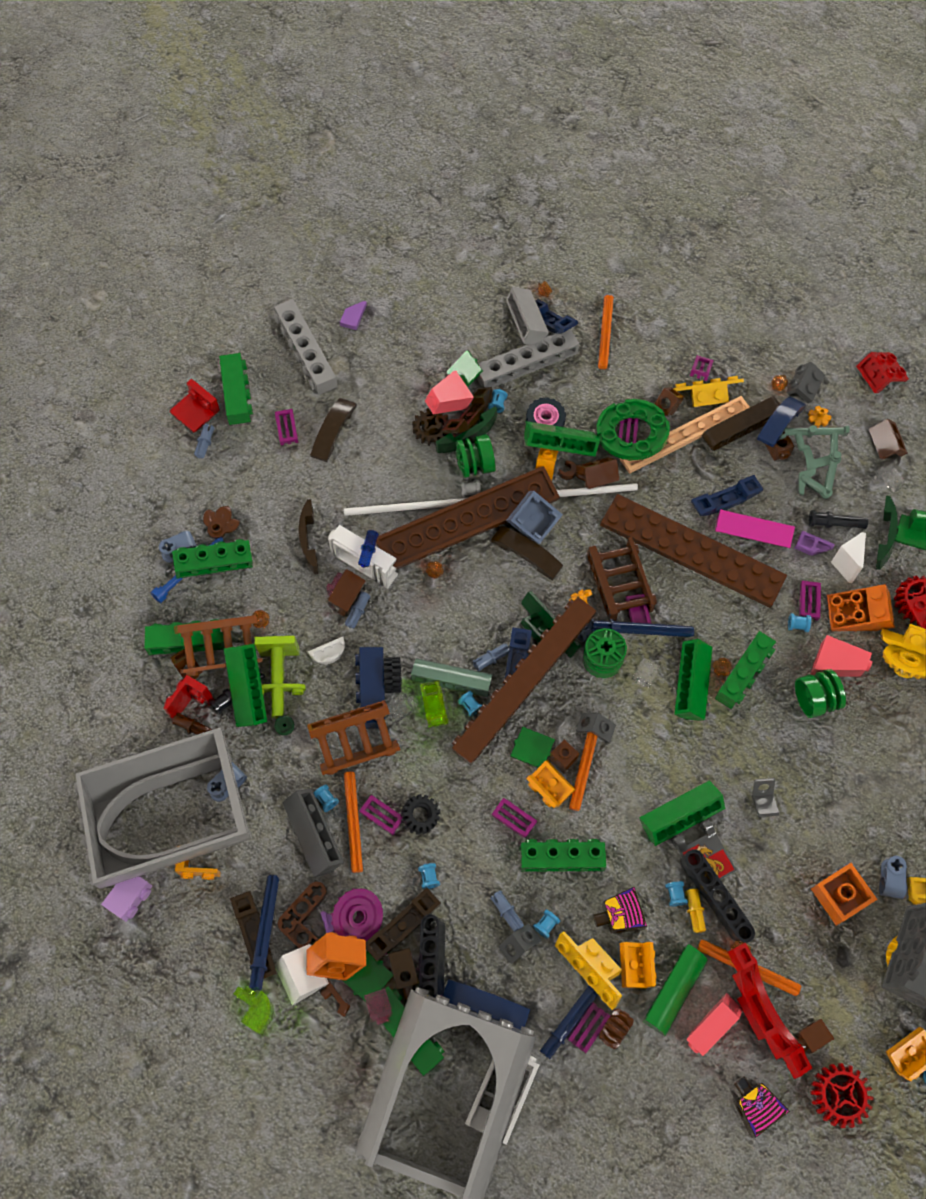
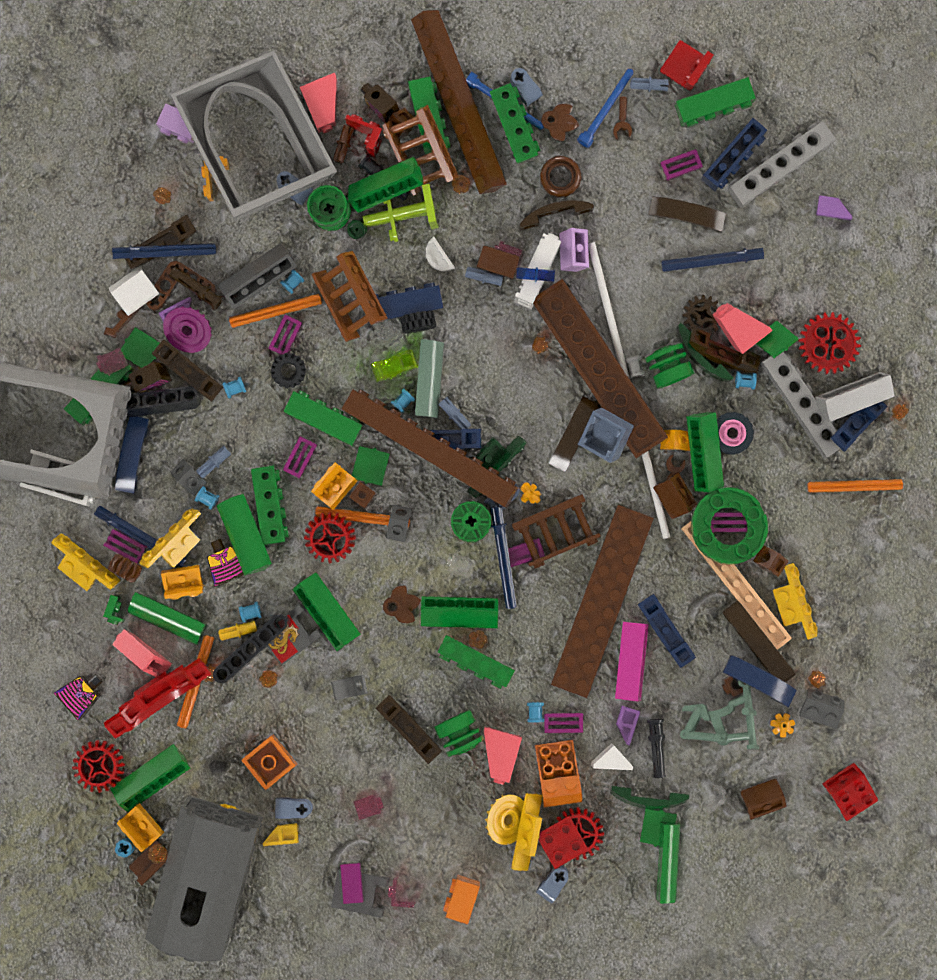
camera: 85 degrees right, 20 degrees up
(141, 737) = (322, 101): none -> coral slope
(159, 680) = (379, 101): none -> dark brown torso
(176, 606) = (458, 101): none -> reddish brown brick
(202, 926) = (162, 195): none -> clear orange plate
(237, 469) = (622, 117): none -> reddish brown piece
(242, 501) = (586, 138): none -> blue piece
(247, 740) = (319, 204): none -> green wheel
(260, 1012) = (99, 261): clear neon green brick -> none
(265, 517) = (553, 190): none -> reddish brown wheel
(288, 379) = (732, 156): none -> dark blue brick
(320, 892) = (203, 292): none -> dark brown pin
(336, 956) = (147, 317): orange brick -> none
(351, 519) = (574, 250): none -> lavender brick
(380, 415) = (712, 259): none -> dark blue axle
(477, 786) = (322, 418): none -> green brick
(481, 334) = (846, 345): none -> red gear
(593, 885) = (244, 535): none -> green brick
(604, 780) = (333, 553): none -> red gear
(607, 1083) = (81, 566): none -> yellow bracket
(658, 1051) = (113, 606): none -> green bracket
(682, 734) = (404, 605): none -> reddish brown plate
(699, 373) = (808, 590): magenta tile -> none
(751, 884) = (268, 678): none -> clear orange plate
(813, 744) = (409, 729): none -> dark brown slope
(814, 1036) = (143, 740): reddish brown brick -> none
(856, 1036) = (150, 778): none -> green brick
(891, 798) = (368, 806): none -> clear pink bracket

